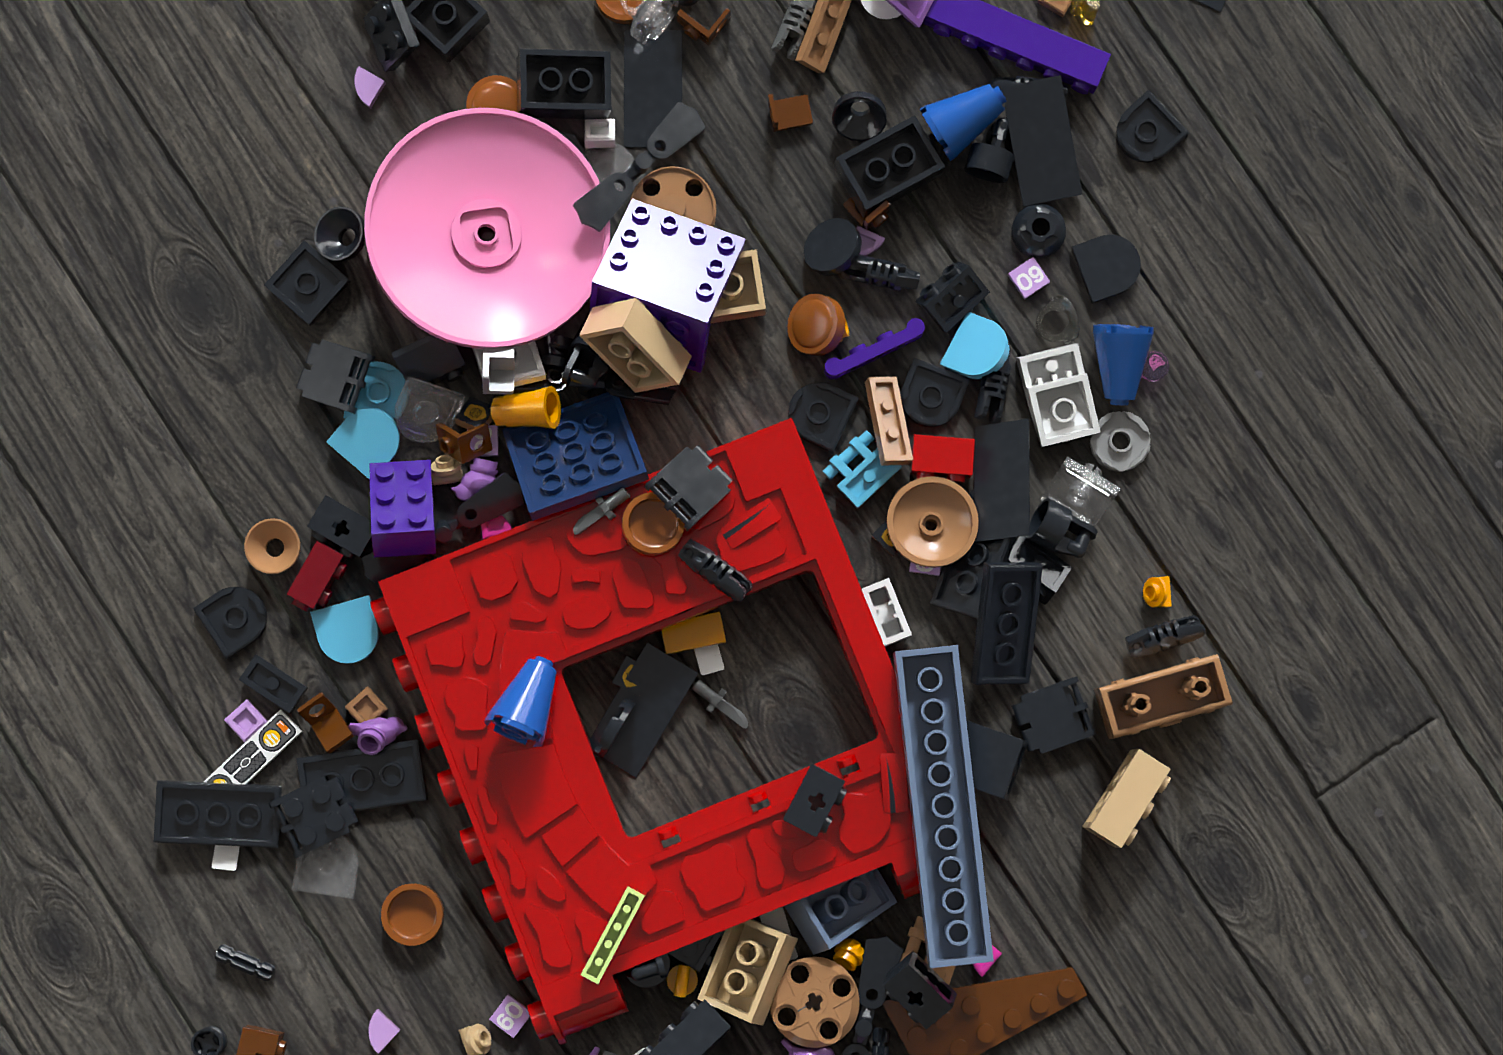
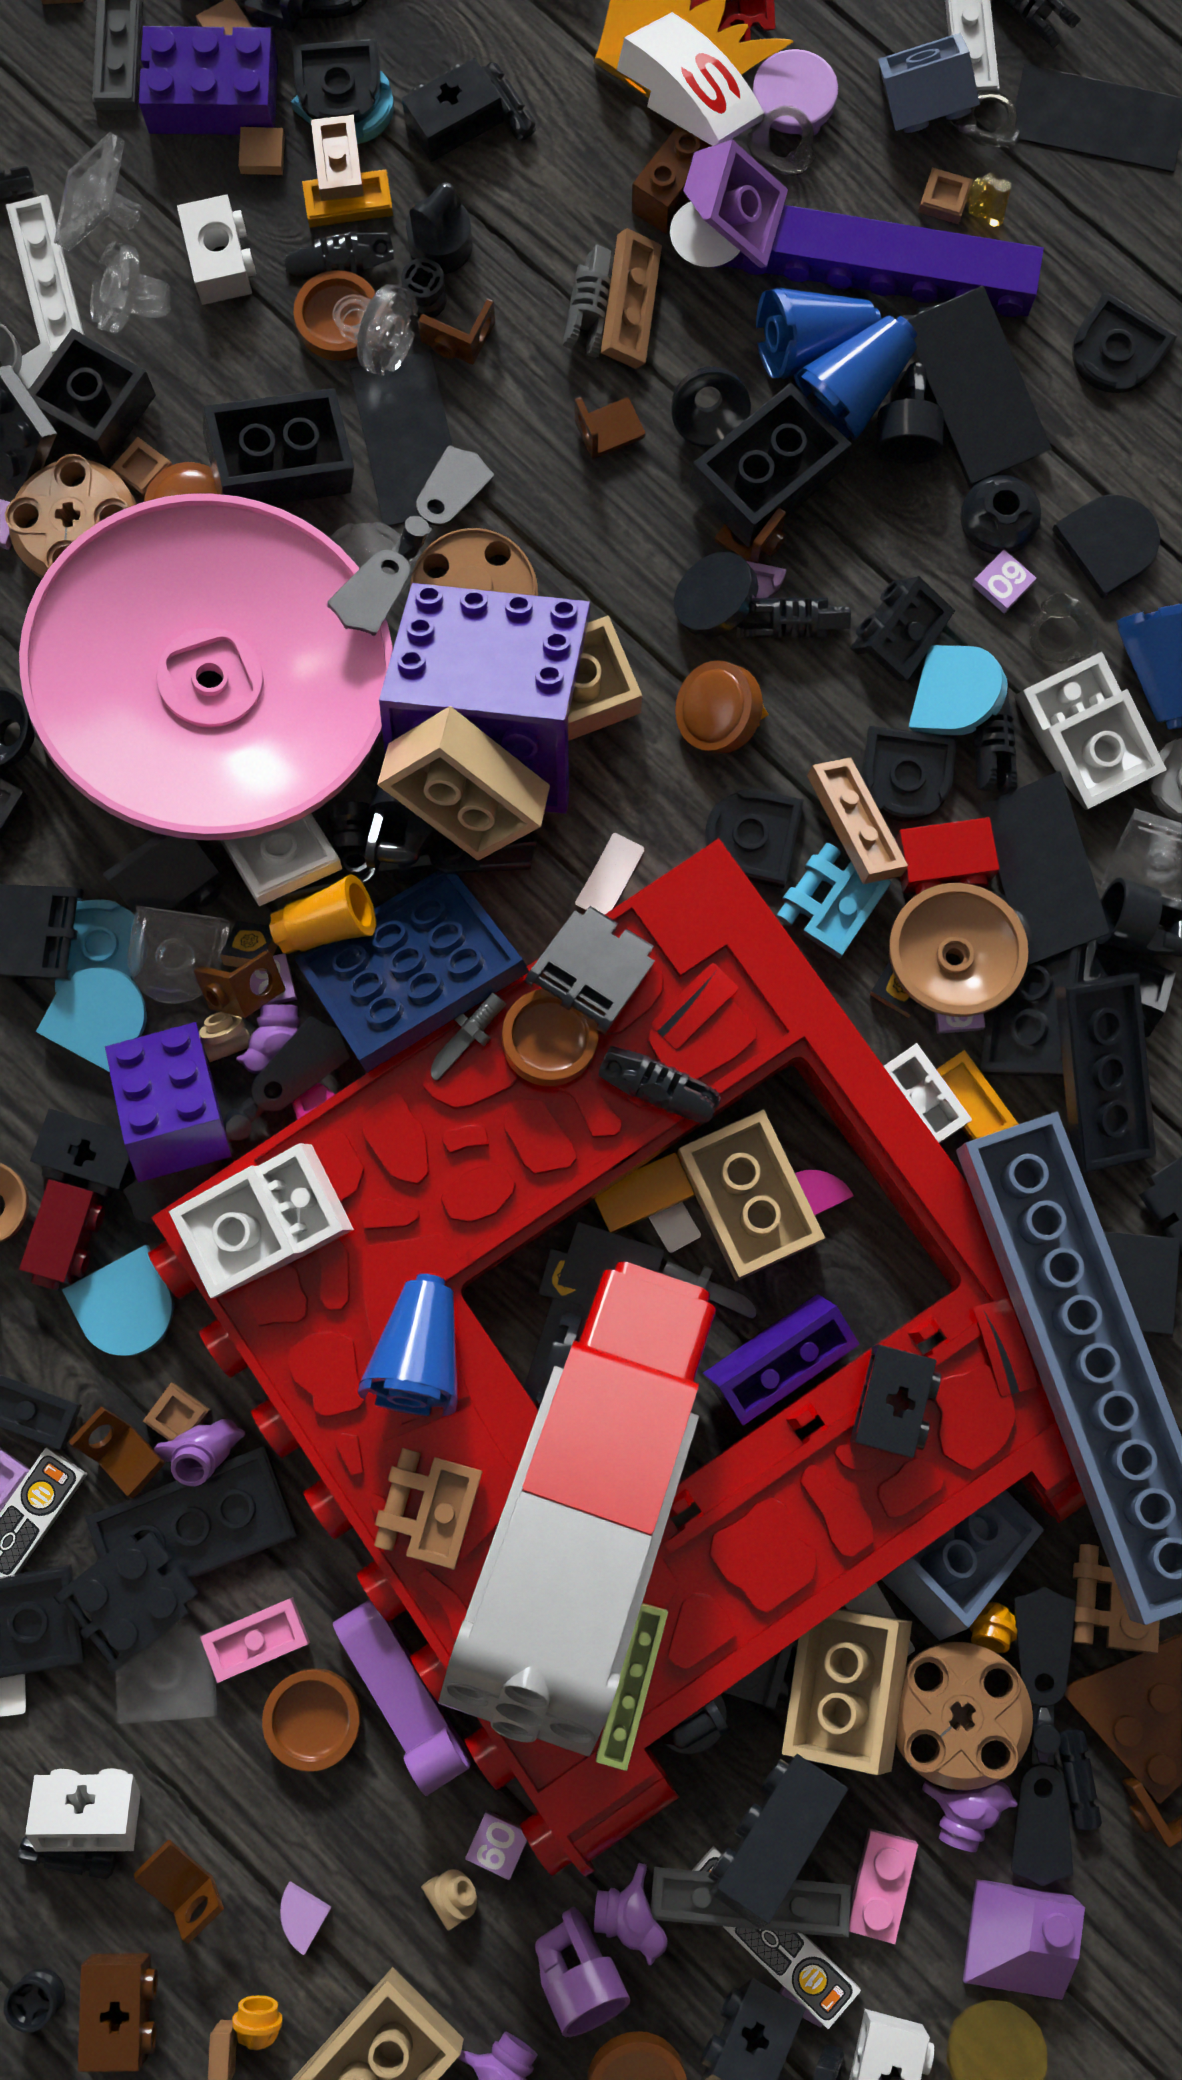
camera: 10 degrees left, 5 degrees down
(246, 942) = (102, 1826): none -> white brick
(311, 996) = (180, 1887): none -> reddish brown bracket
(387, 857) = (255, 1640): none -> bright pink plate
(415, 98) = (62, 509): none -> medium nougat piece
(446, 599) = (261, 1220): none -> white slope
(469, 70) = (139, 466): none -> medium nougat tile
(476, 924) = (420, 1724): none -> medium lavender beam
(498, 370) = (268, 865): light grey panel -> none
(521, 804) = (442, 1513): none -> medium nougat plate
(599, 133) = (345, 511): white tile -> none
(607, 823) = (584, 1517): none -> piece
(682, 980) = (749, 1727): light orange plate -> none
(720, 420) = (610, 874): none -> white sticker
(755, 758) = (781, 1358): none -> dark purple brick
(760, 650) = (750, 1195): none -> tan brick
(807, 657) = (823, 1189): none -> dark pink tile
(864, 355) = (796, 737): dark purple plate -> none
(919, 990) = (1119, 1661): black brick -> none
(920, 620) = (976, 1097): none -> light orange tile
(940, 75) = (807, 326): none -> blue cone

